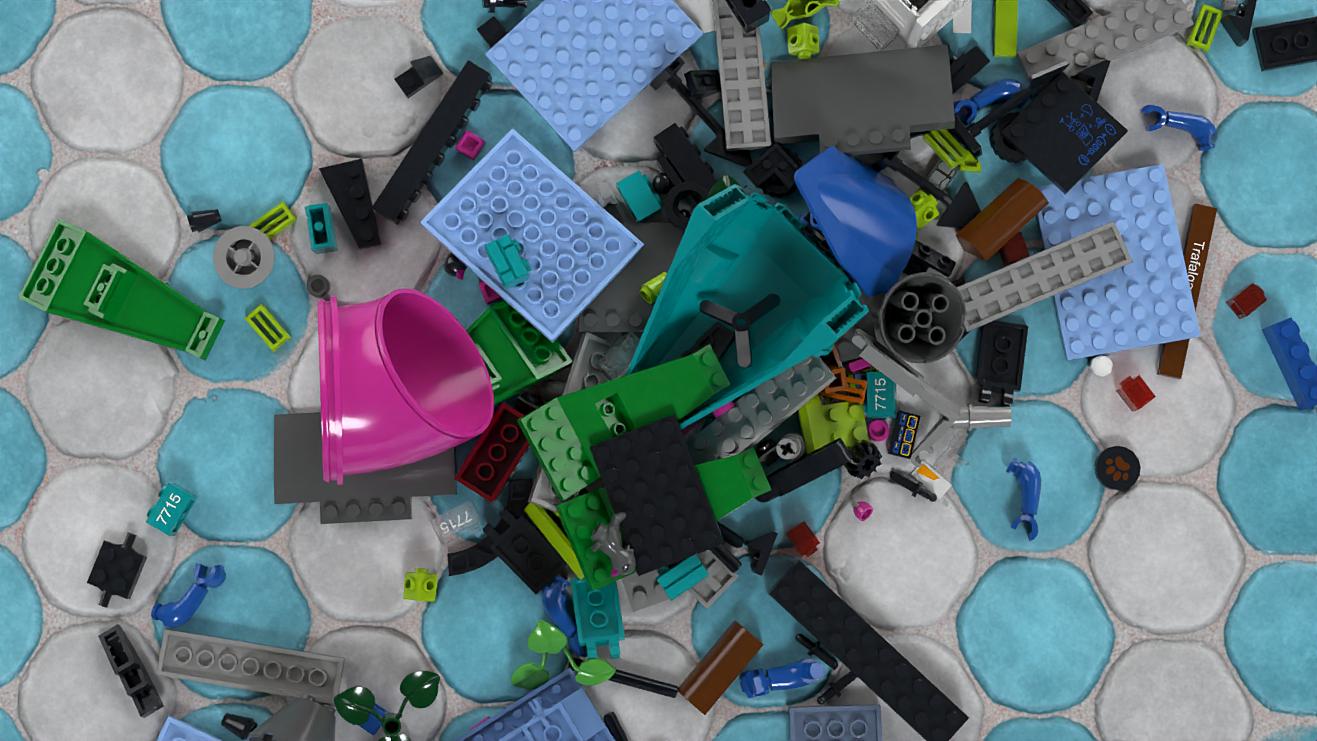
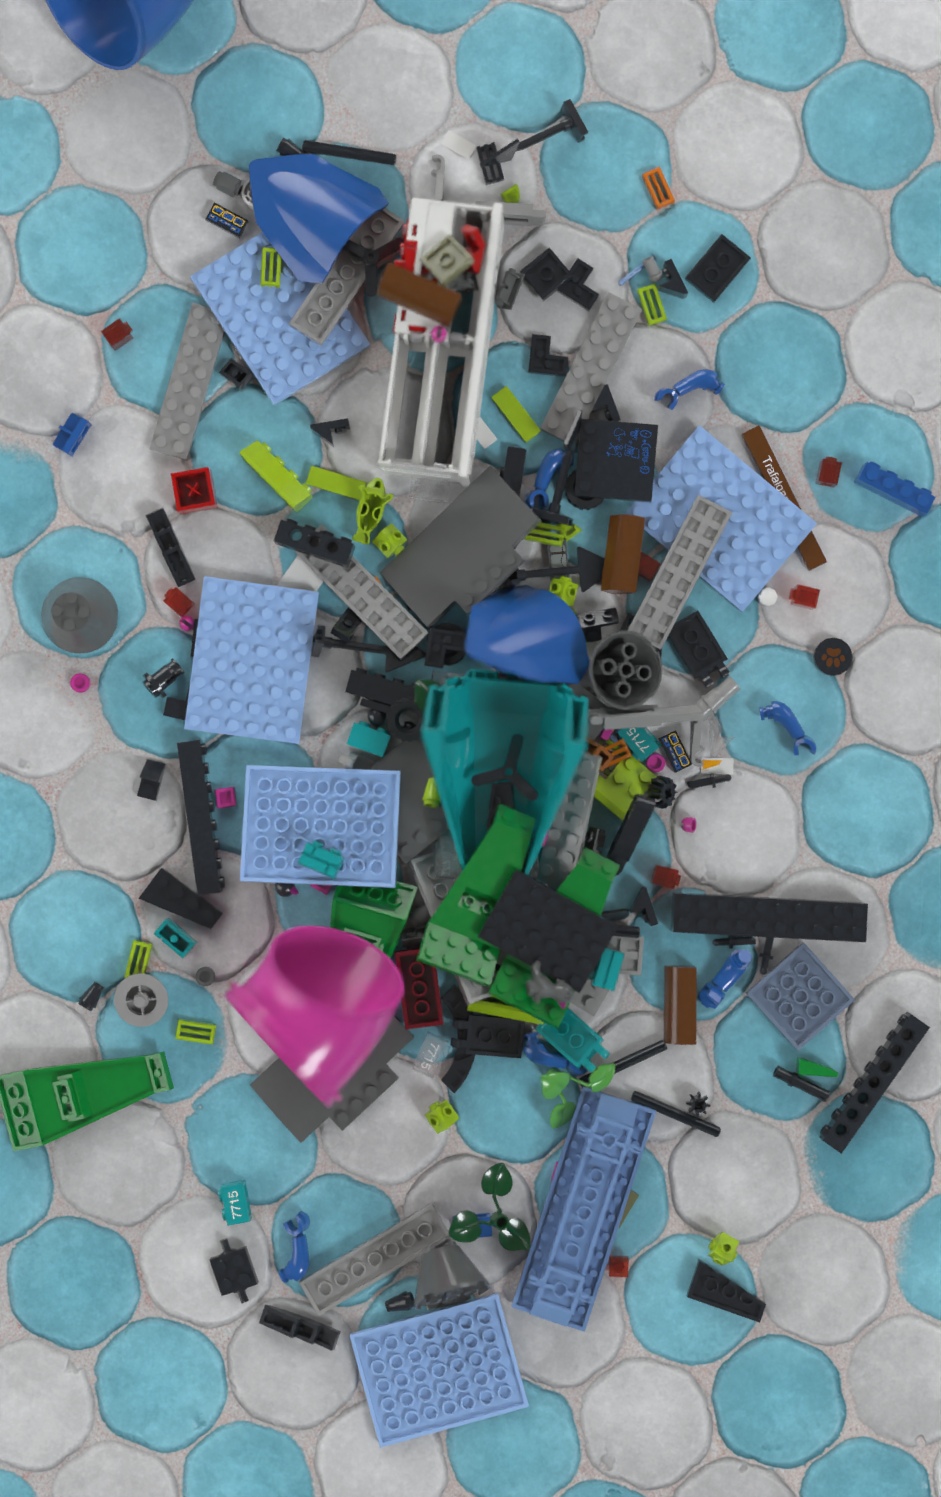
camera: 35 degrees left, 5 degrees up
(791, 446) = (608, 825): light grey piece -> none

